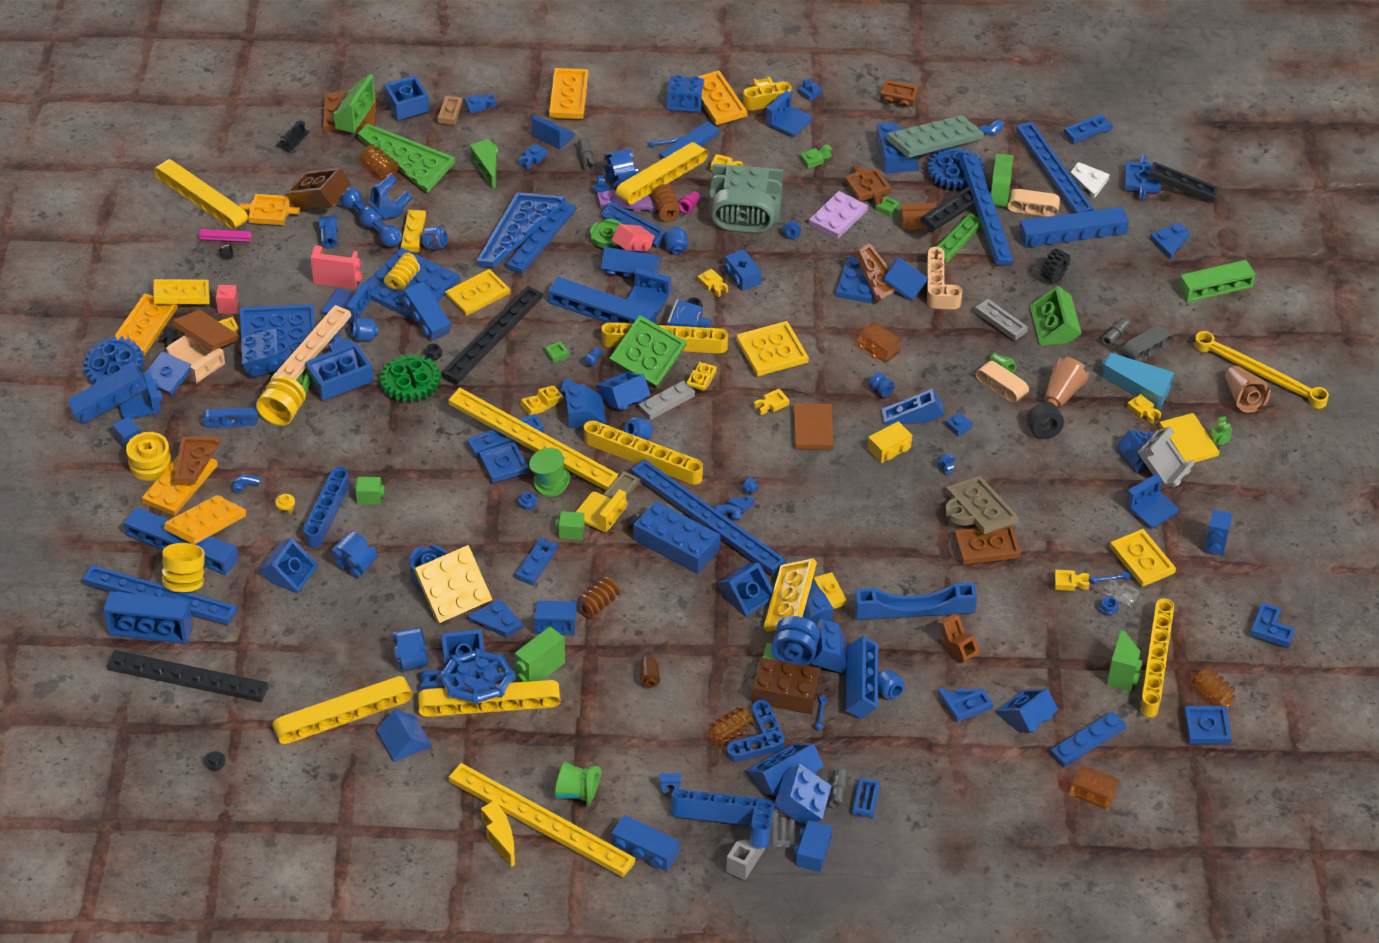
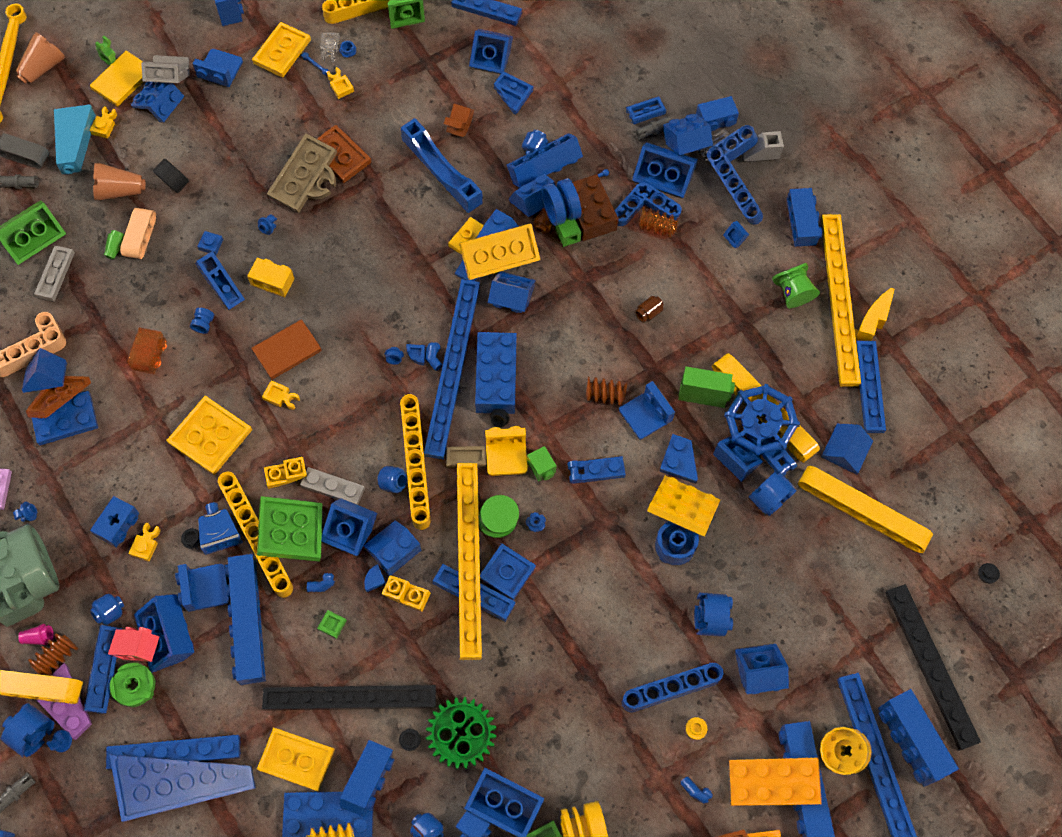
camera: 125 degrees left, 20 degrees up
(369, 490) = (625, 663): bright green brick -> none
(440, 785) = (870, 387): none -> blue plate

